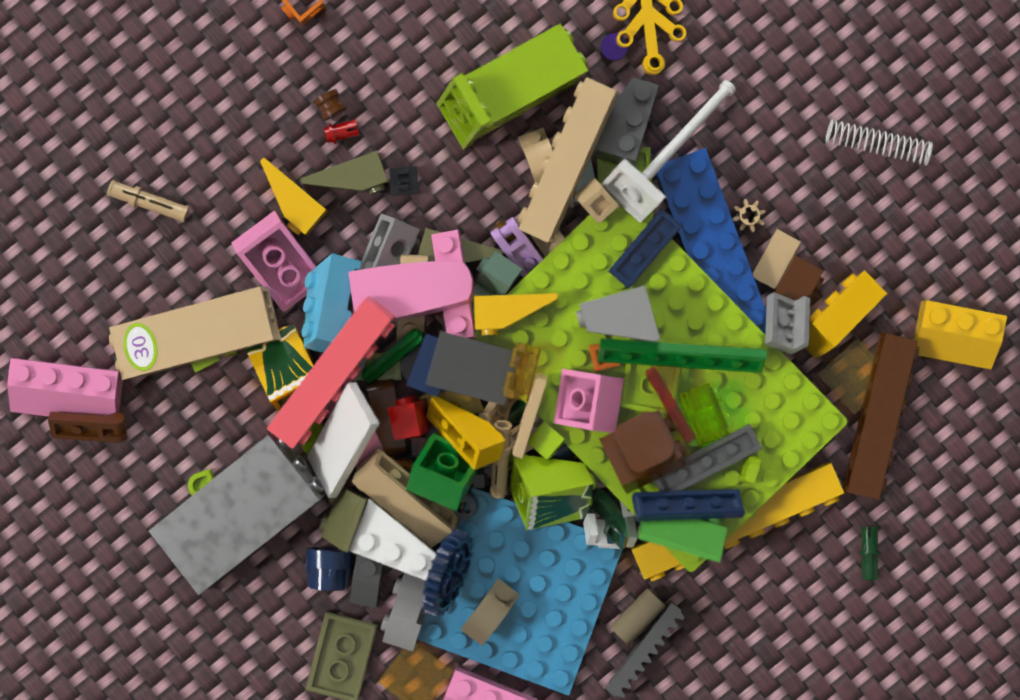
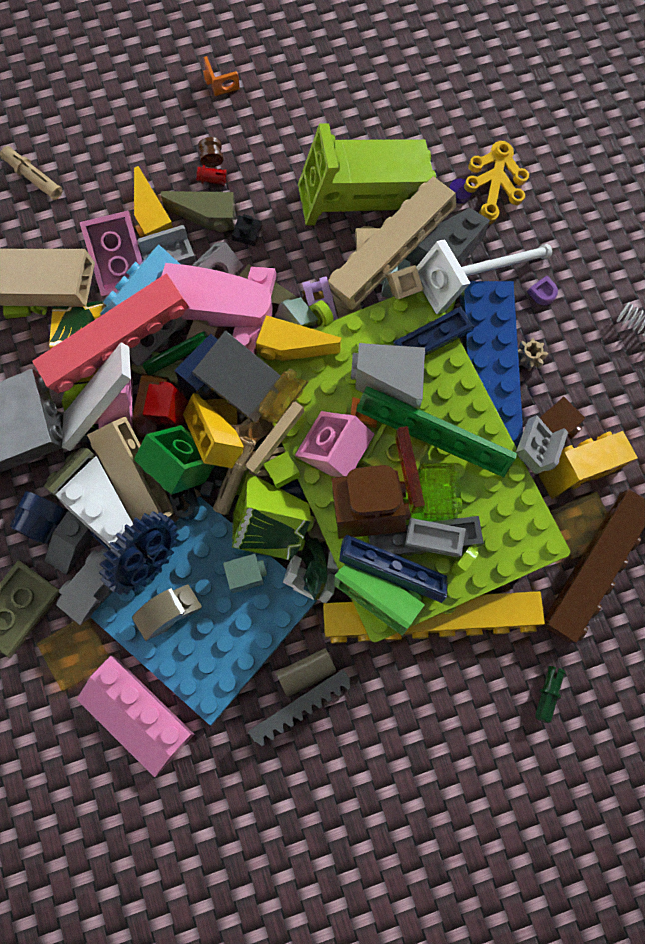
camera: 20 degrees right, 15 degrees down
(335, 236) = (173, 241): none -> light grey bracket
(522, 260) = (322, 312): none -> lime tile
(548, 550) = (244, 573): none -> sand green brick
(715, 461) = (435, 537): none -> light grey tile
(740, 134) = (543, 291): none -> medium lavender tile
(775, 259) = (543, 398): tan tile -> none

